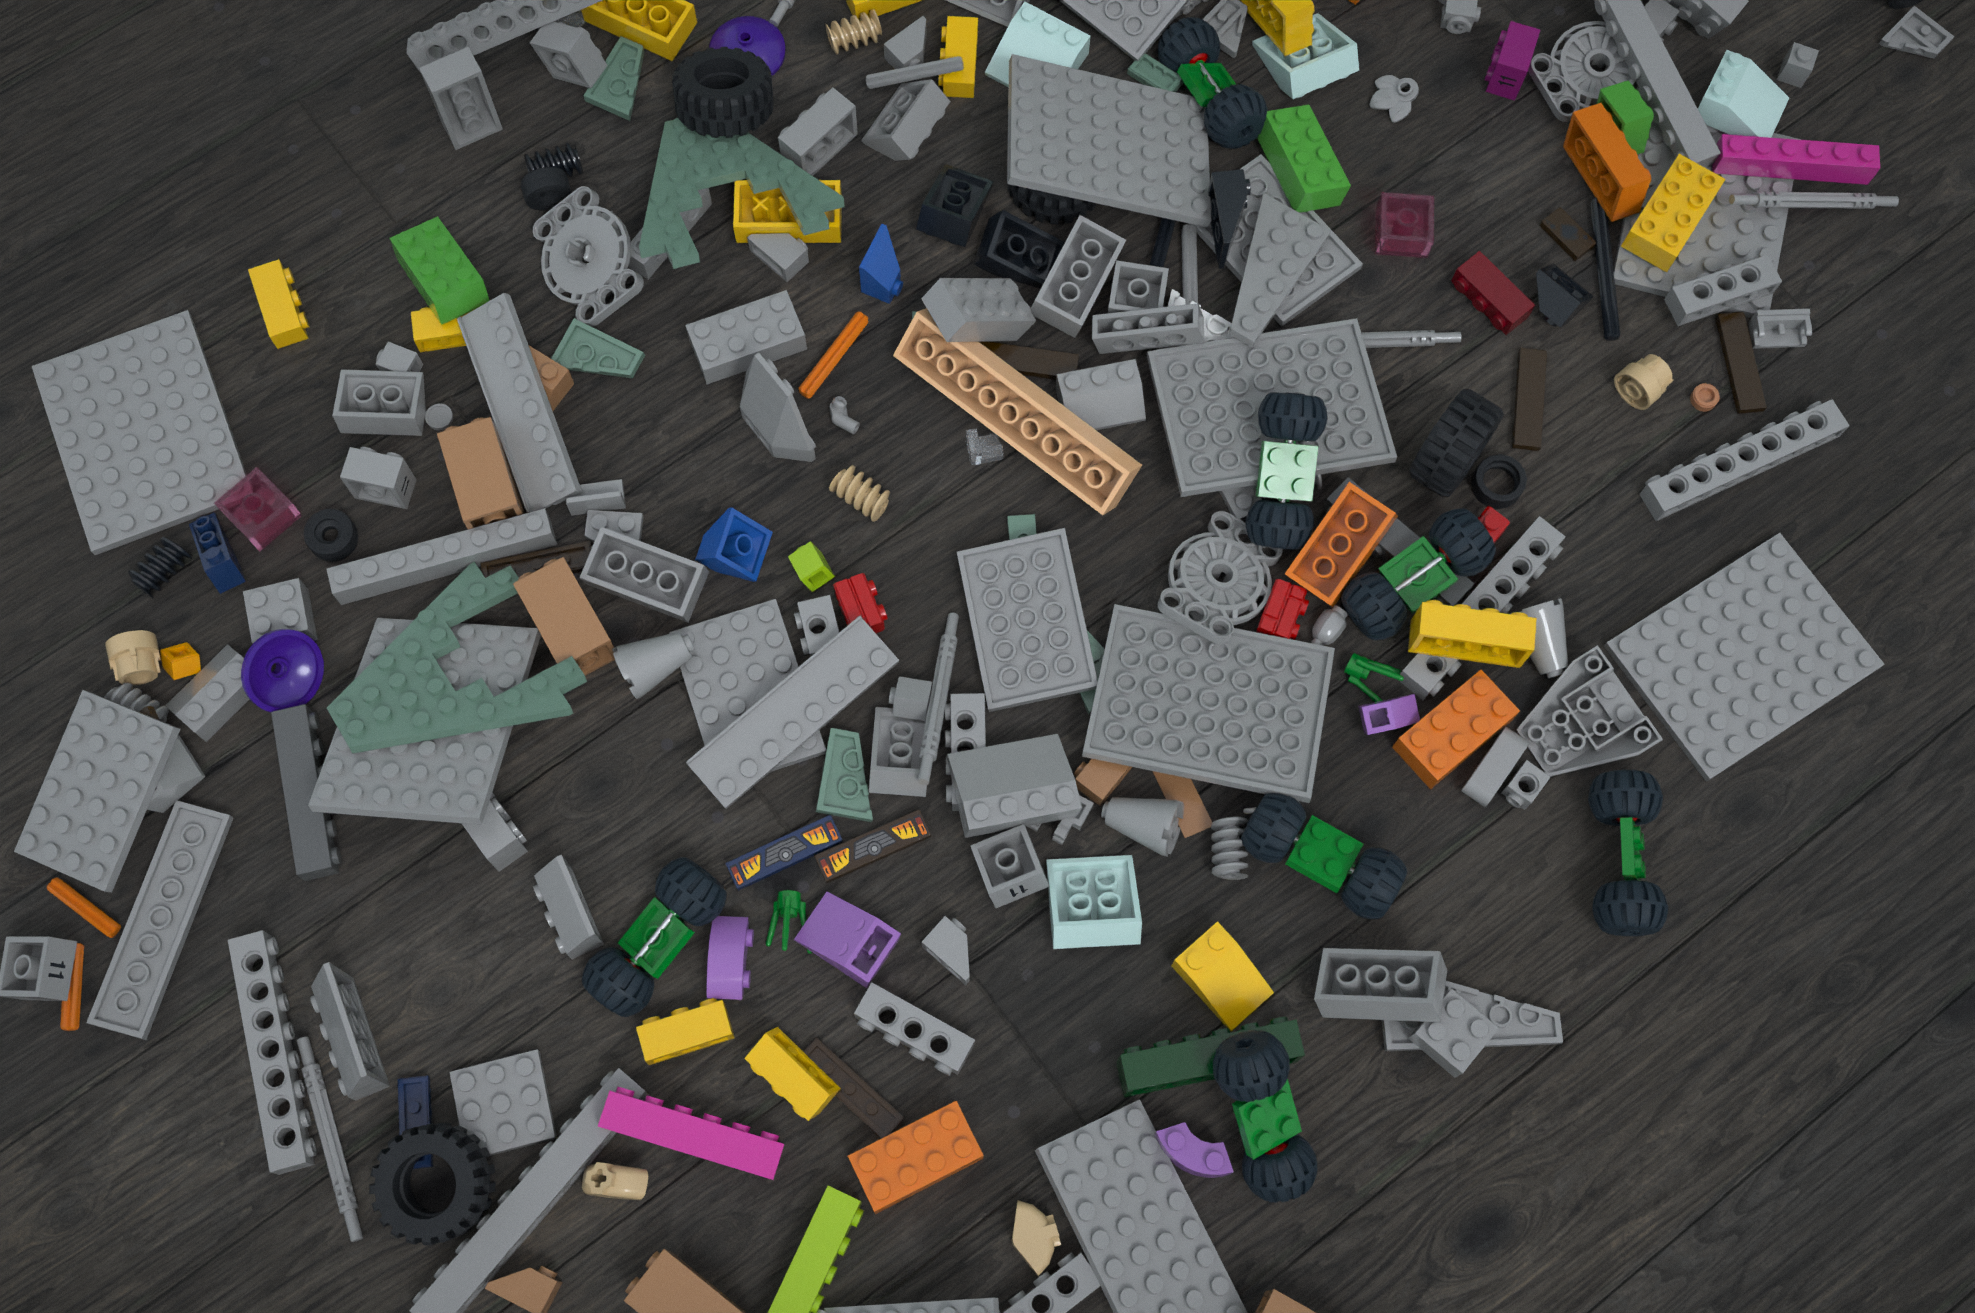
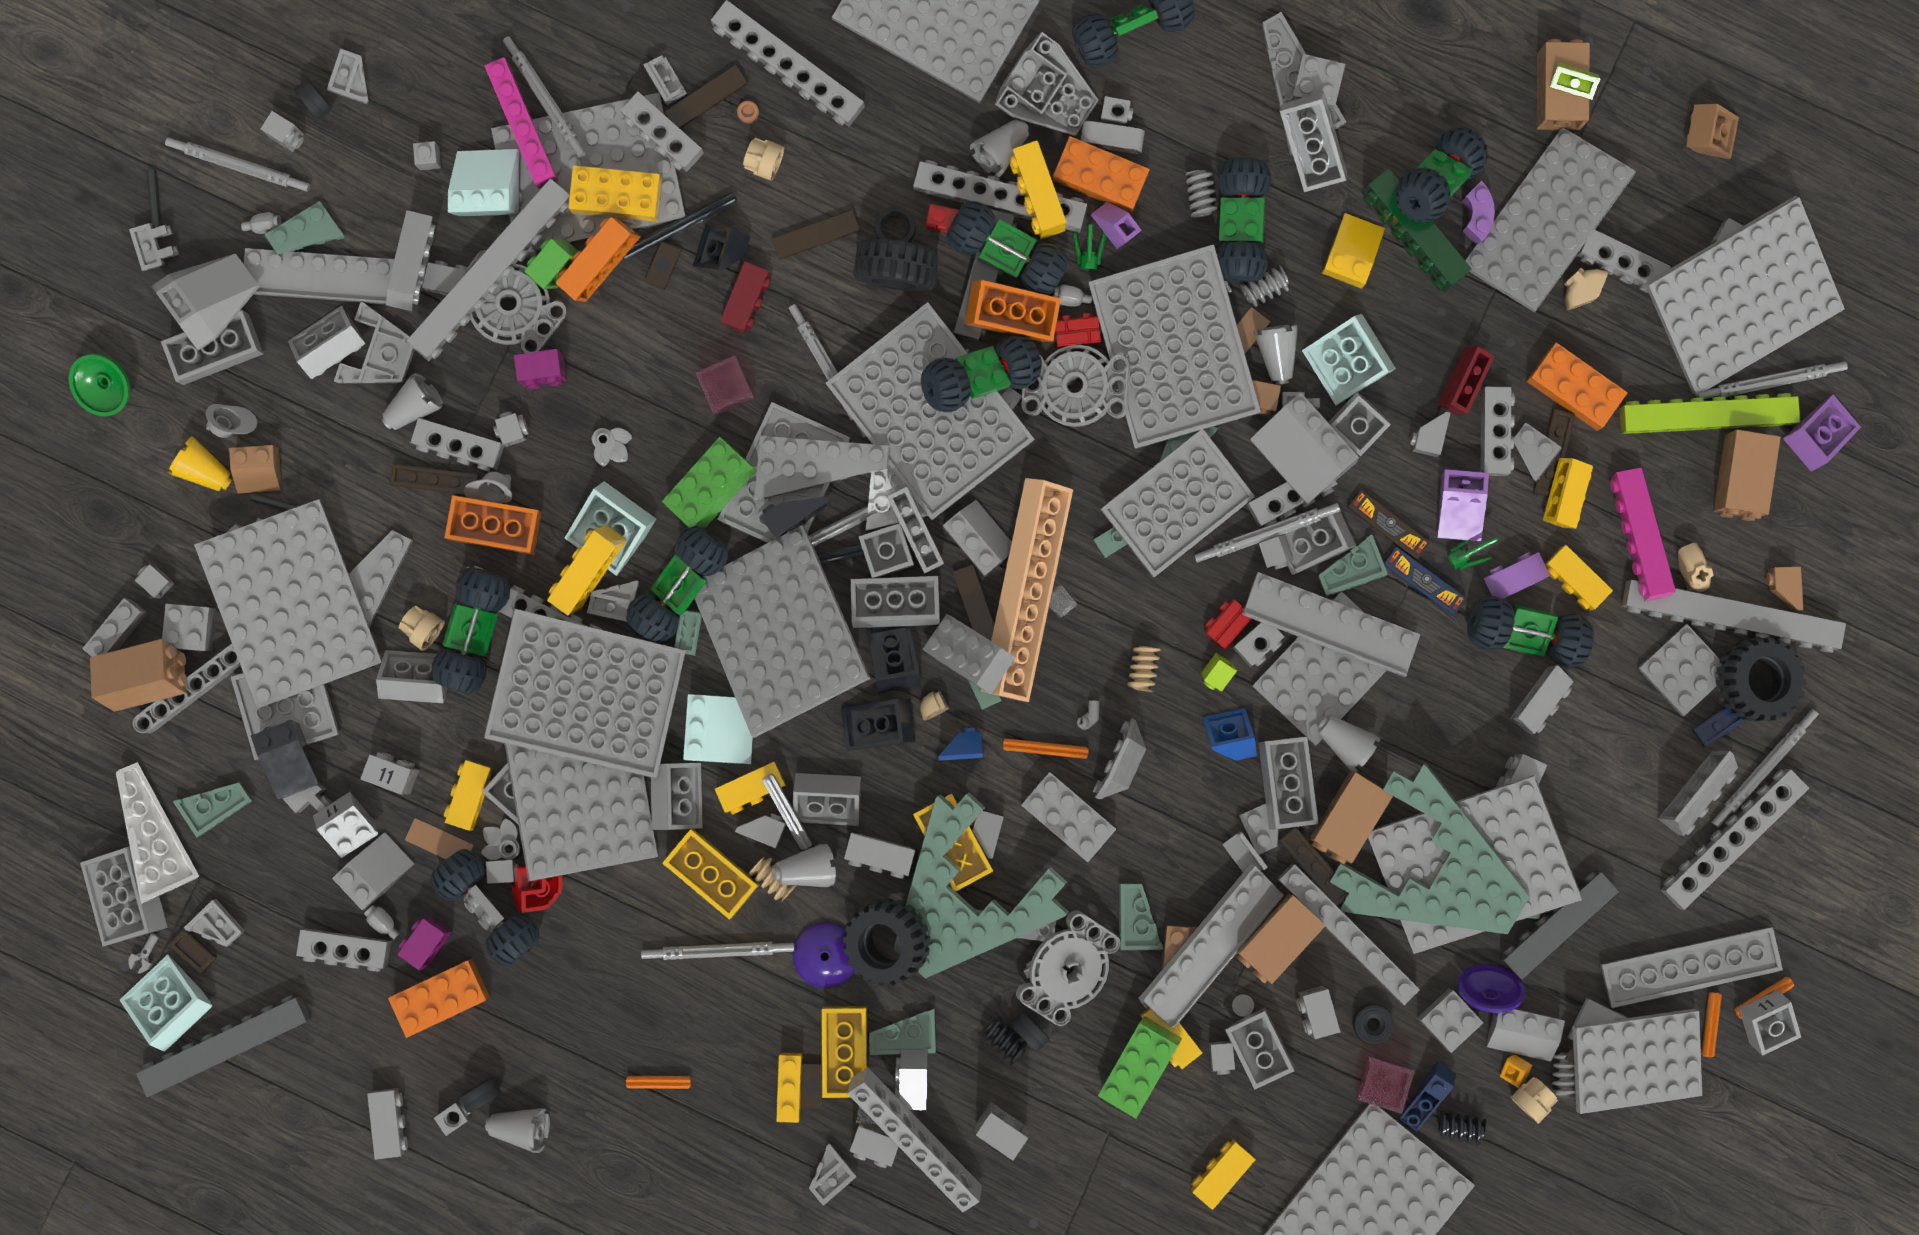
camera: 110 degrees left, 15 degrees up
(845, 57) = (807, 868): none -> light grey cone
(865, 1064) = (1535, 450): none -> light grey wing
(944, 265) = (933, 705): none -> tan piece
(994, 1022) = (1466, 380): none -> dark red brick
(1380, 832) = (1200, 192): none -> light grey piece

